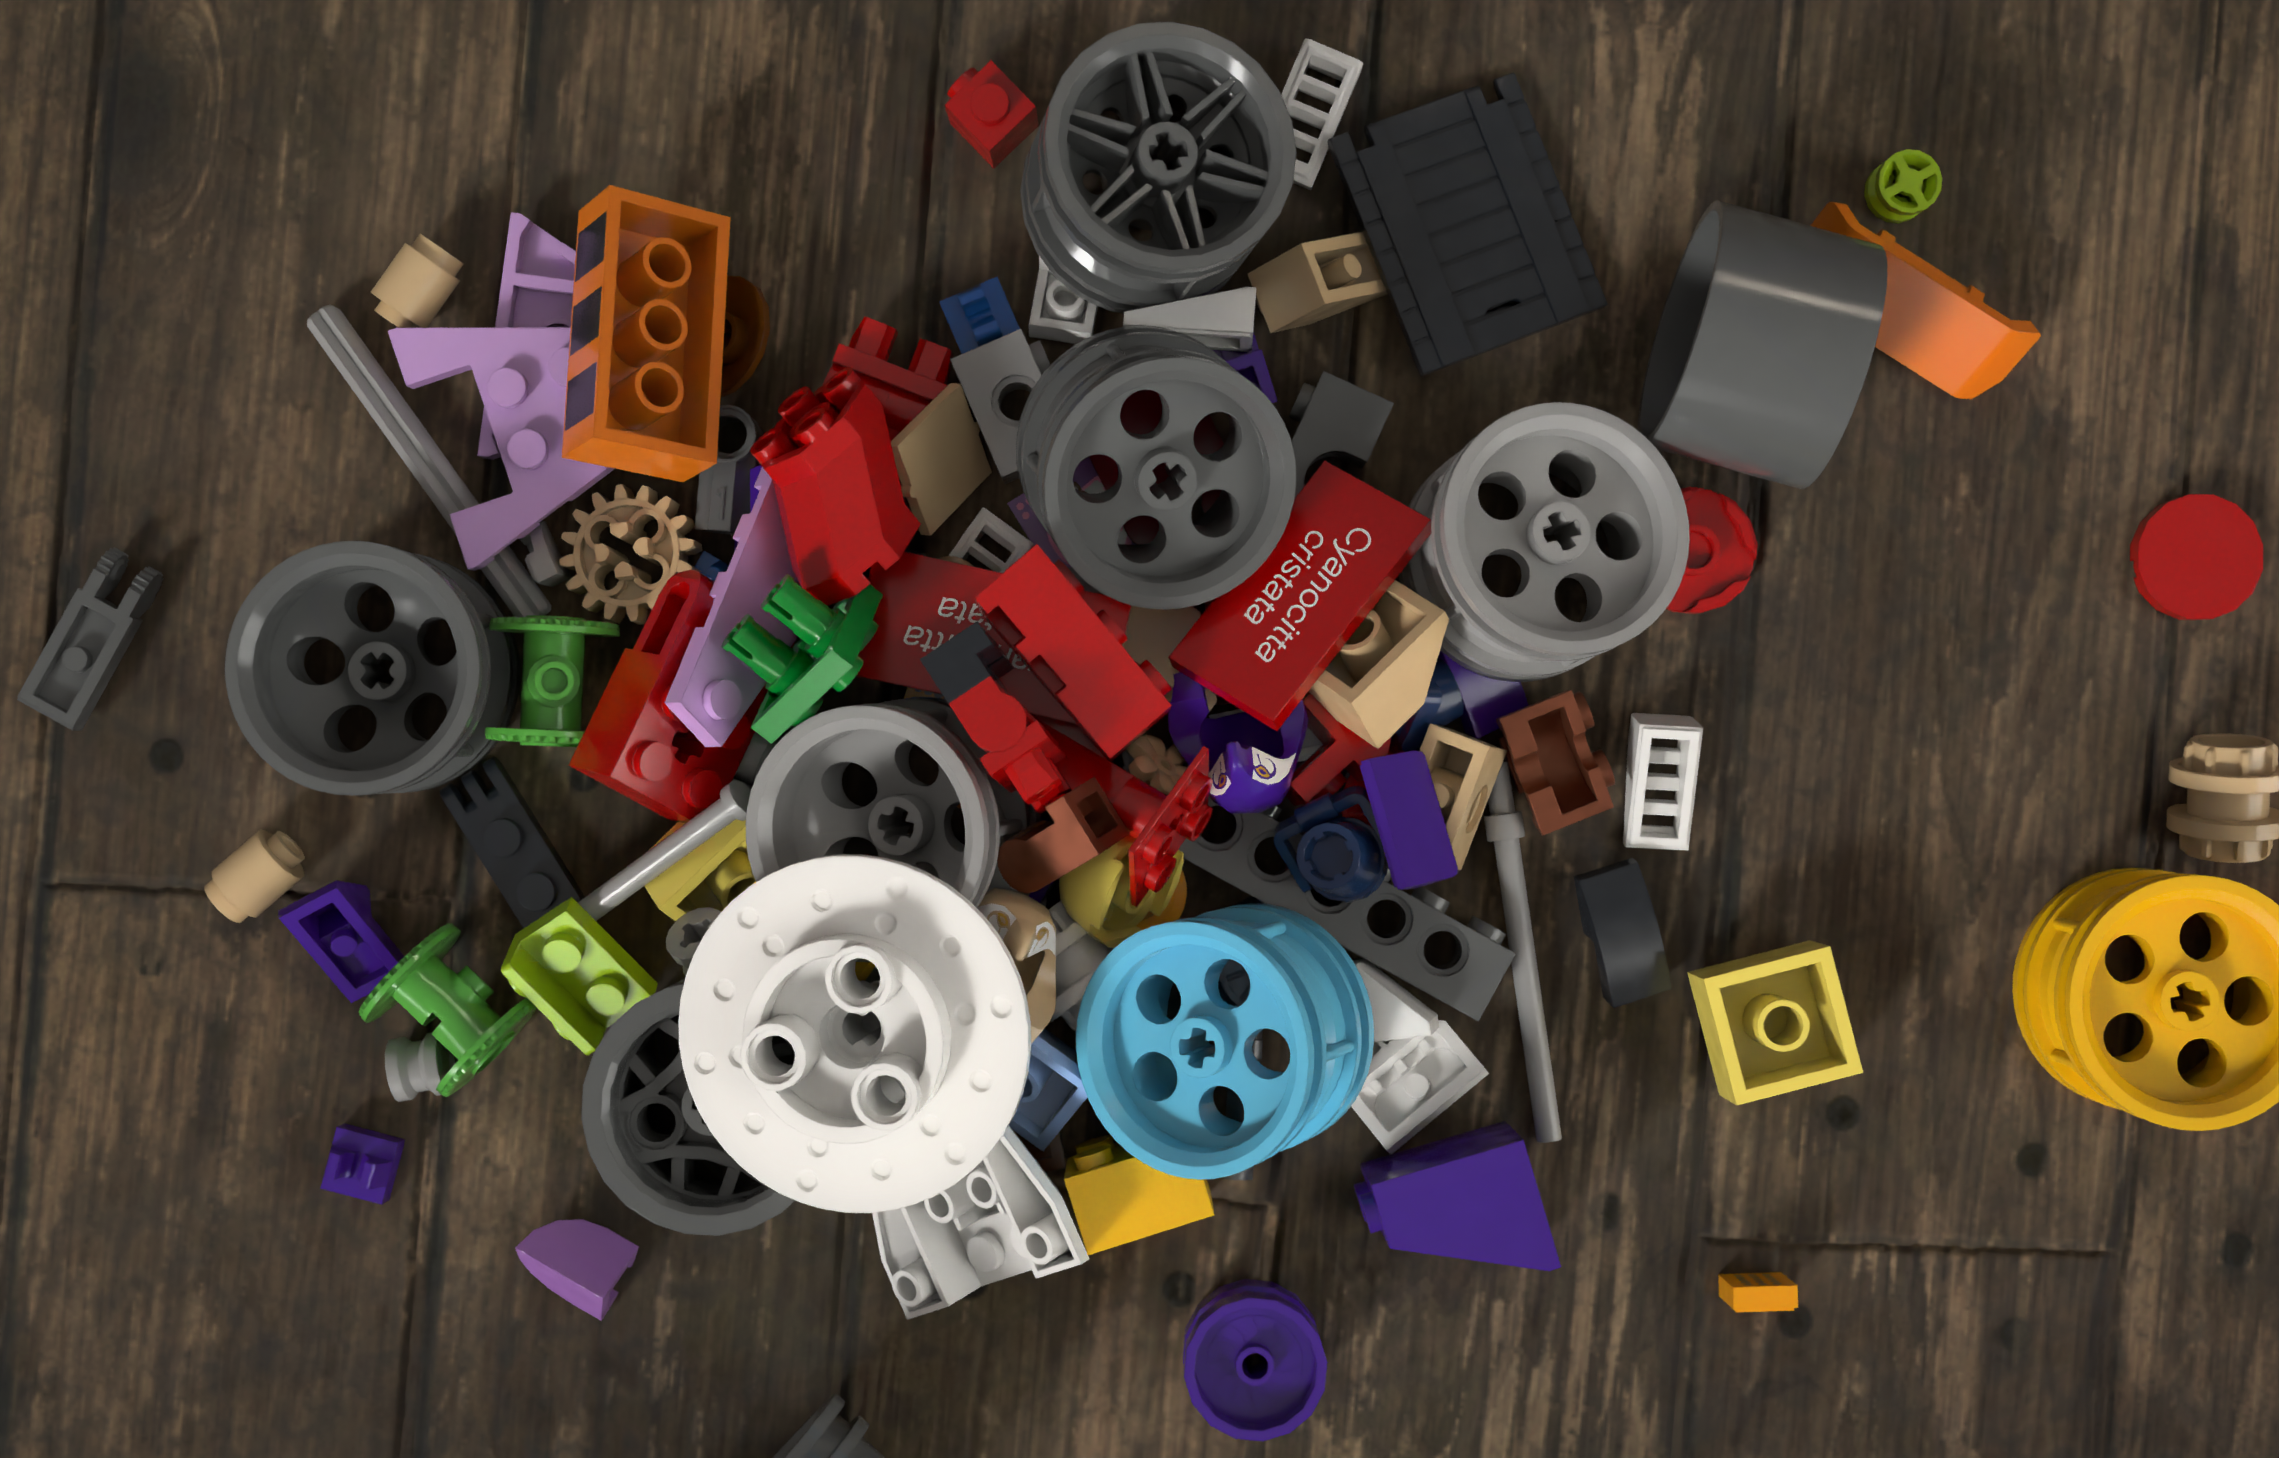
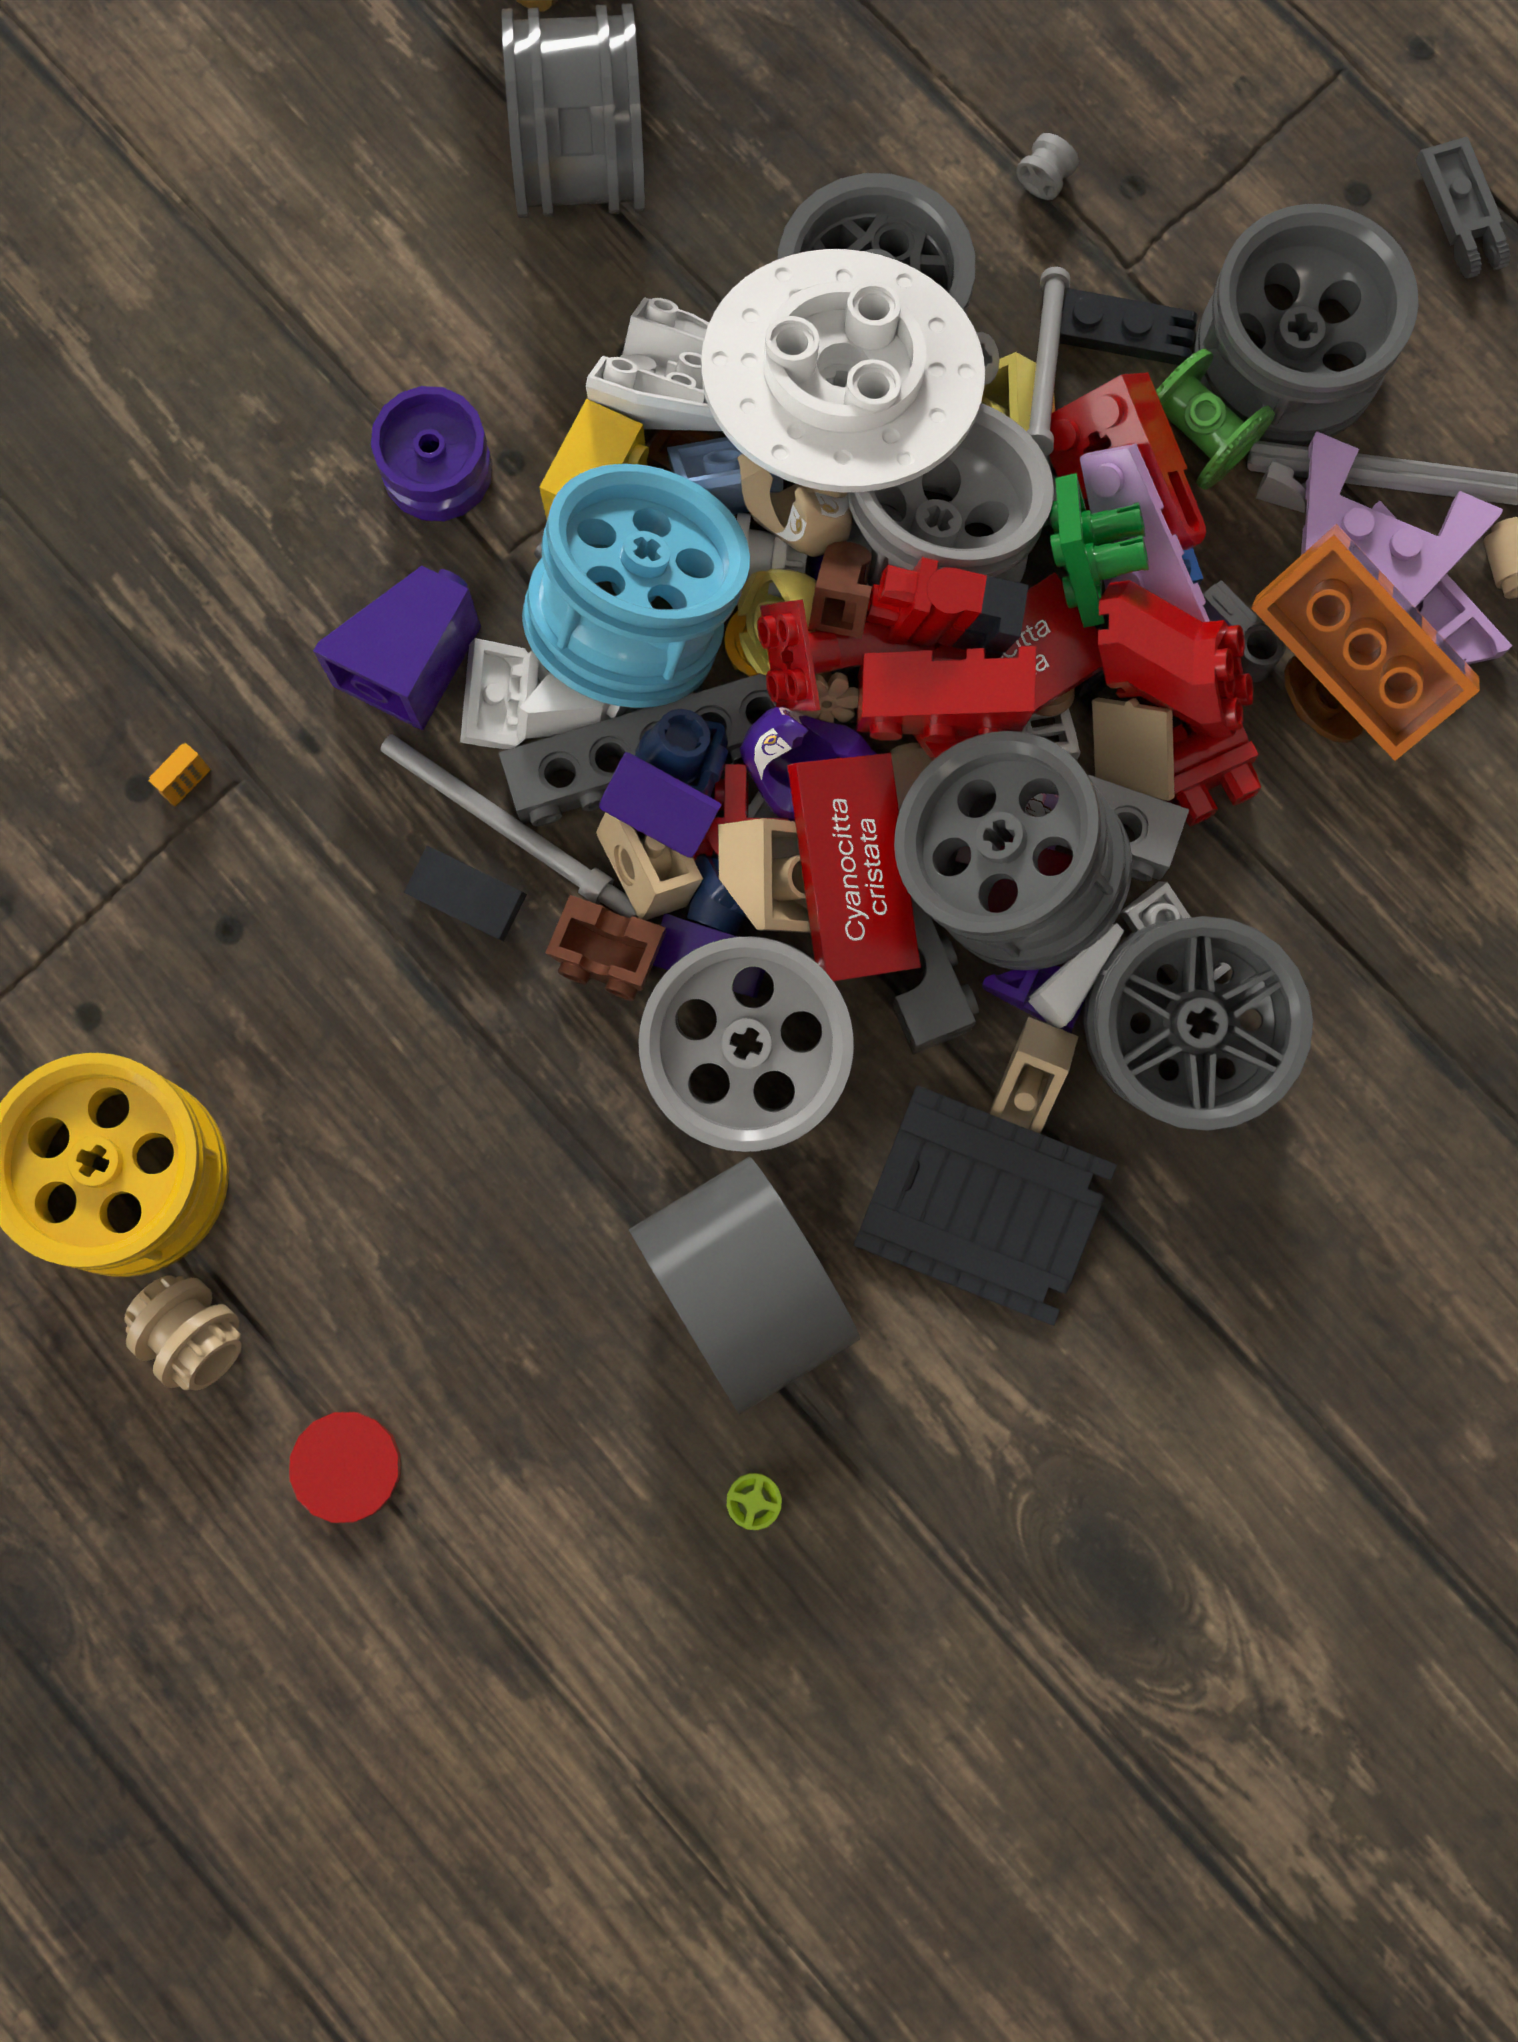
camera: 130 degrees right, 10 degrees down
(255, 875) = (1242, 174): tan brick -> none
(343, 936) = (1161, 185): dark purple slope -> none
(362, 1163) = (1021, 93): dark purple tile -> none
(433, 990) = (1067, 207): bright green hose -> none
(575, 974) = (1021, 284): lime bracket -> none
(578, 1262) = (853, 151): medium lavender brick -> none
(626, 521) = (1250, 510): tan gear -> none
(979, 315) = (1196, 863): blue tile -> none
(990, 112) = (1327, 972): red brick -> none
(1335, 65) = (1170, 1179): white slope -> none
(1638, 779) = (556, 1028): white slope -> none
(1719, 552) = (649, 1158): red tile -> none
(1775, 1022) = (325, 926): light yellow brick -> none
(1935, 320) = (670, 1434): orange piece -> none

